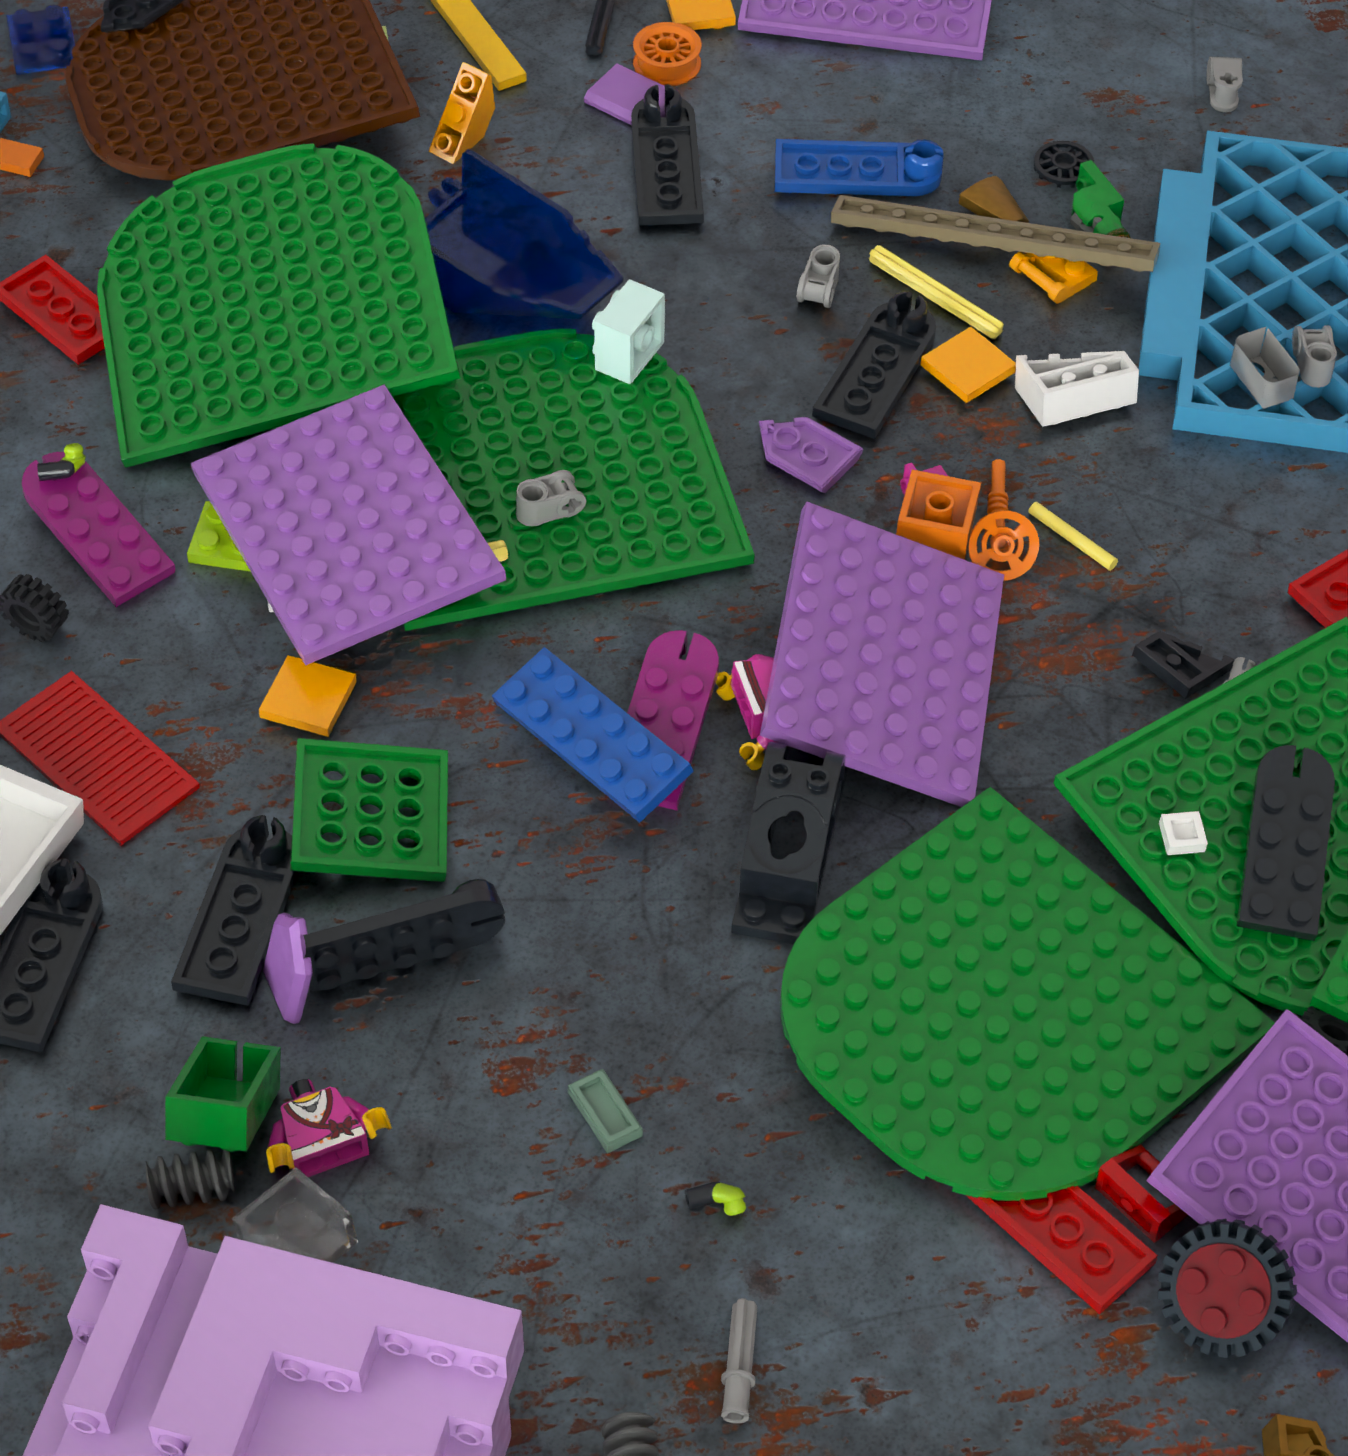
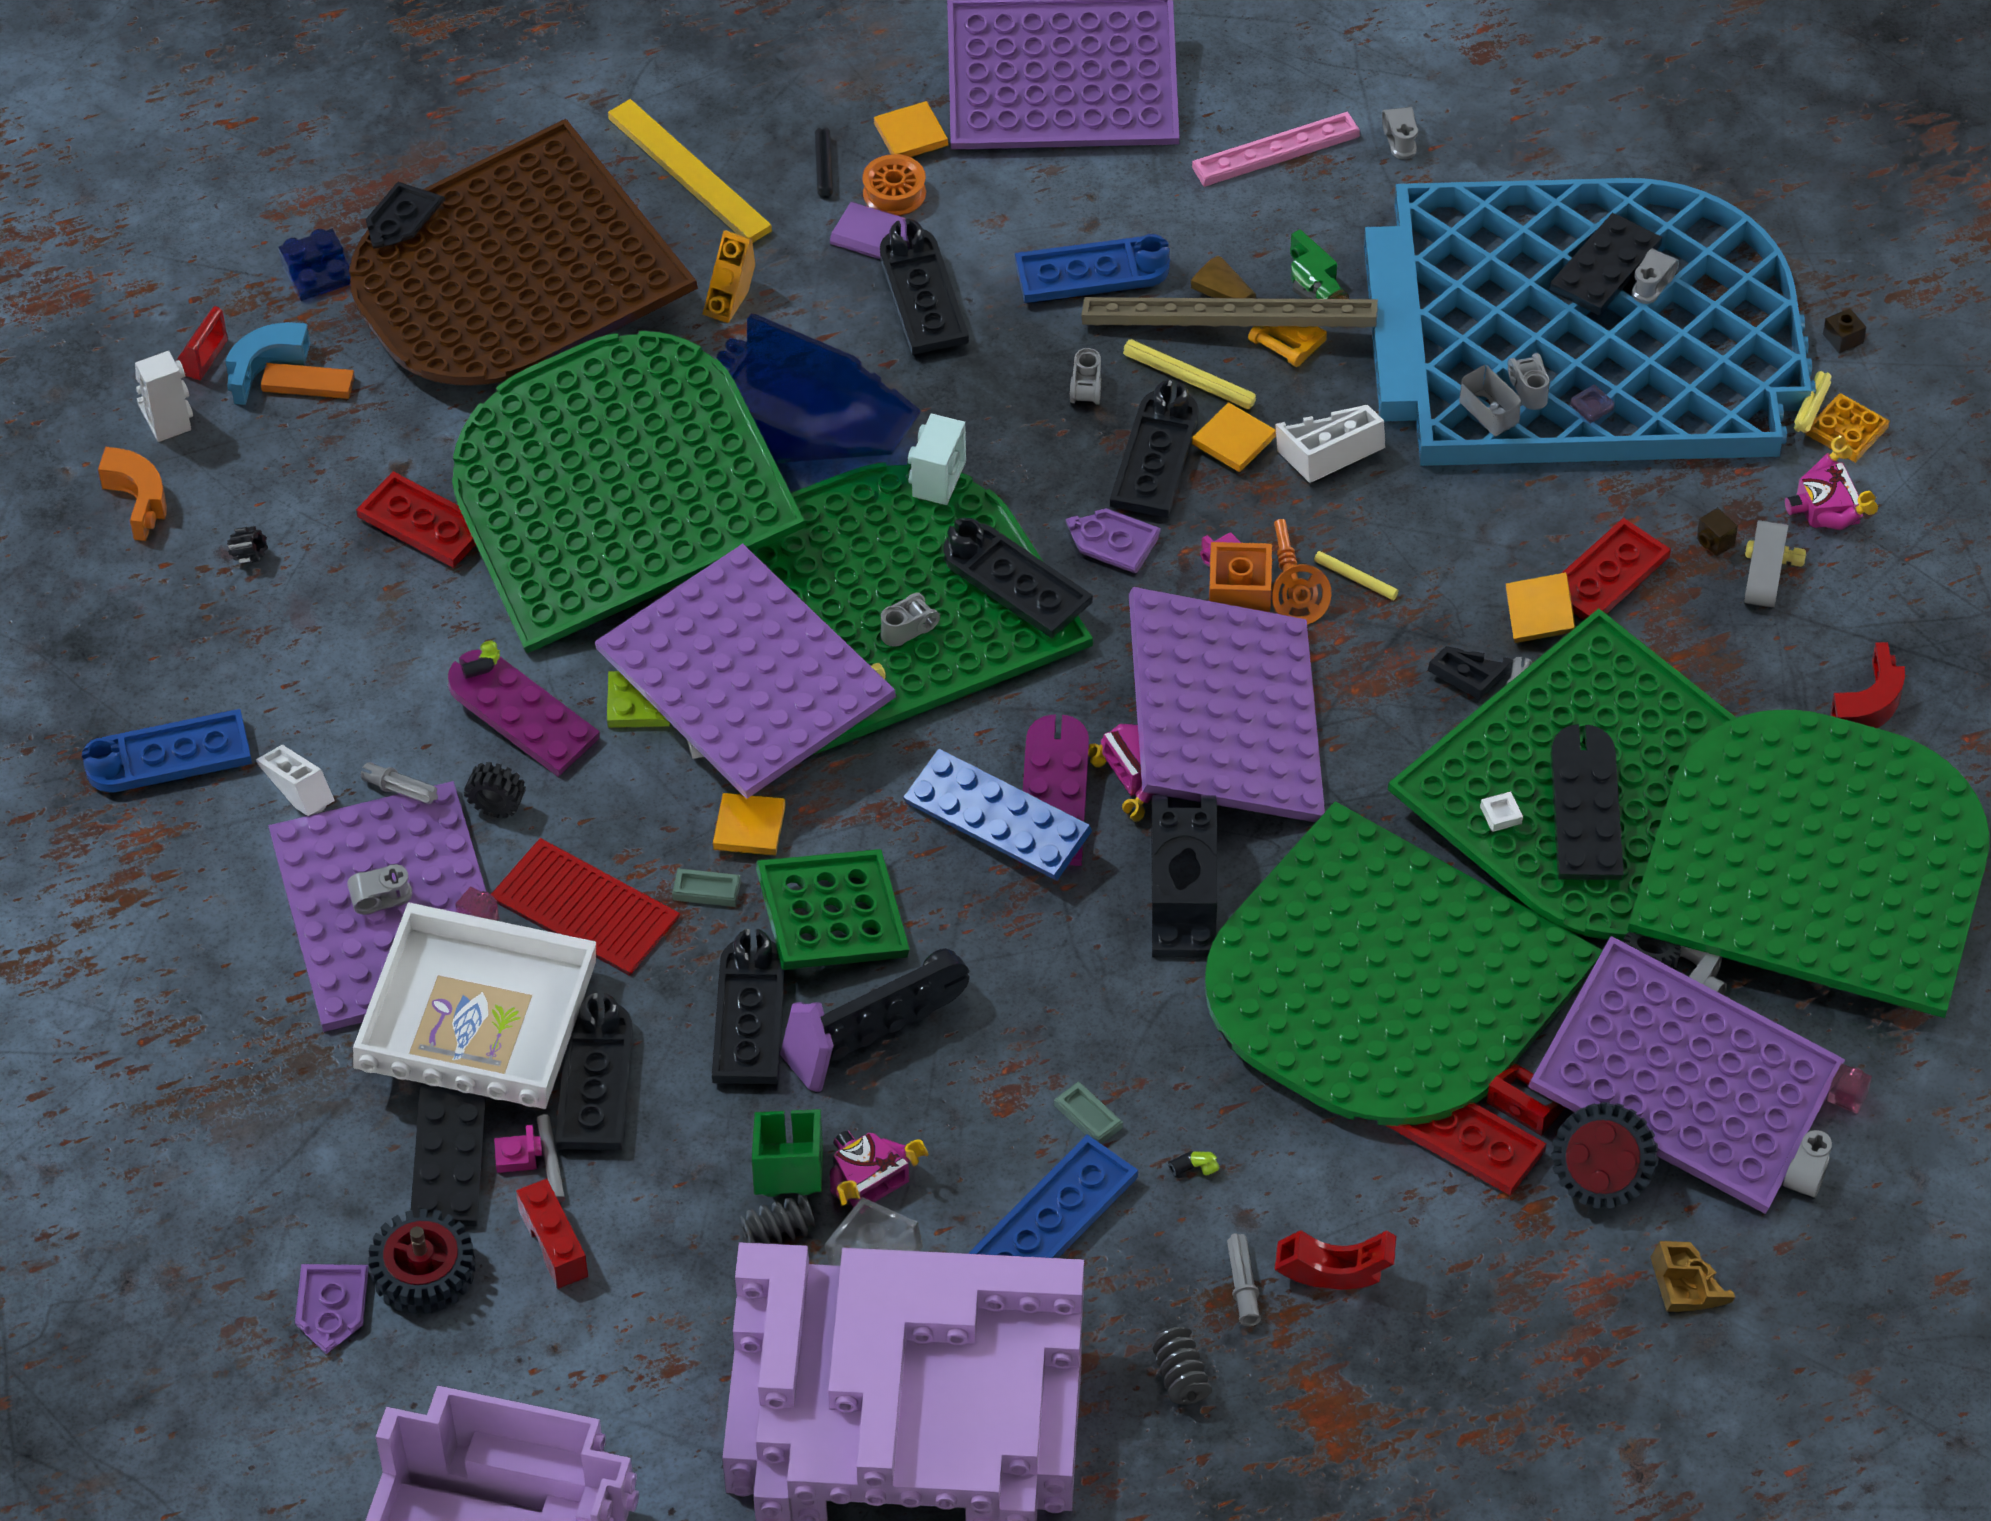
camera: 10 degrees left, 0 degrees up
(239, 759) = (706, 887): none -> sand green tile
(528, 1228) = (1061, 1204): none -> blue plate
(681, 471) = (1013, 576): none -> black plate
(856, 1365) = (1335, 1266): none -> red arch
(1061, 162) = (1272, 232): black wheel -> none
(1085, 80) = (1275, 149): none -> bright pink tile
(1278, 605) = (1540, 607): none -> light orange tile

